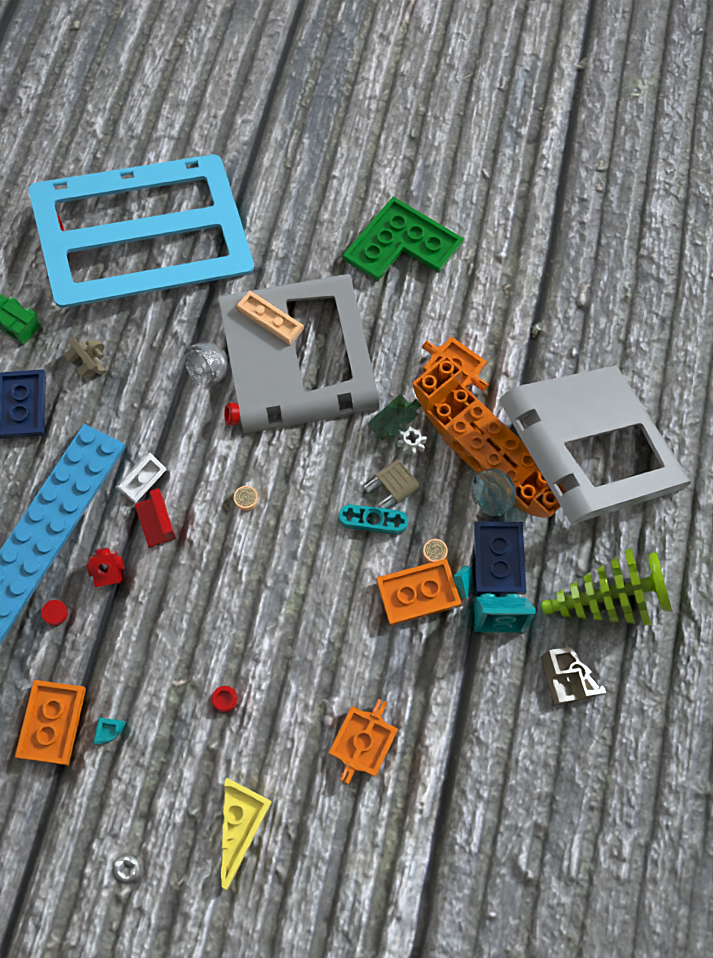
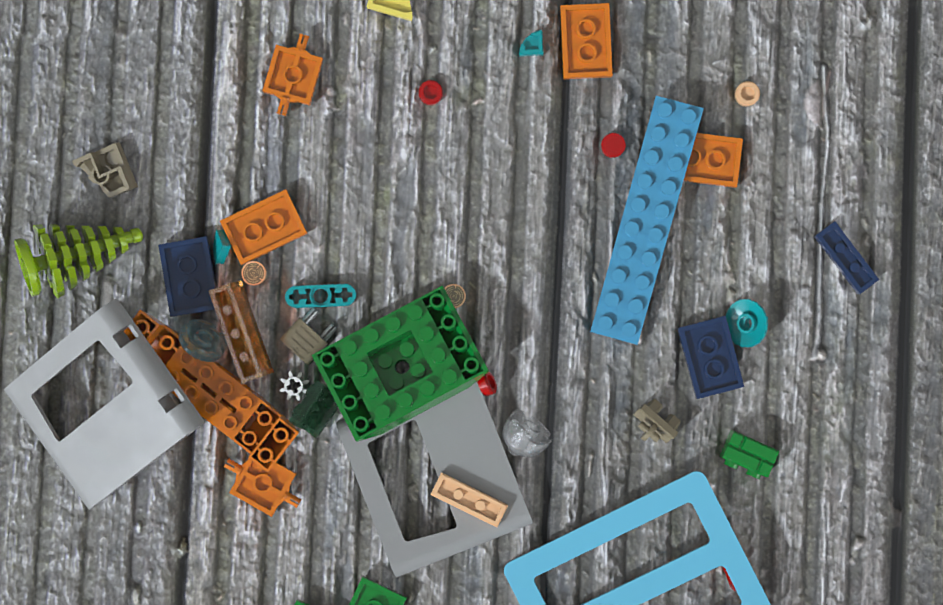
camera: 170 degrees right, 20 degrees up
(101, 575) = (573, 194): red brick -> none
(140, 477) = (566, 299): white slope -> none
(155, 520) = (539, 256): red panel -> none
(332, 411) = (363, 365): none -> green slope
(455, 495) = (241, 331): none -> clear orange brick
(502, 614) = (177, 215): teal slope -> none

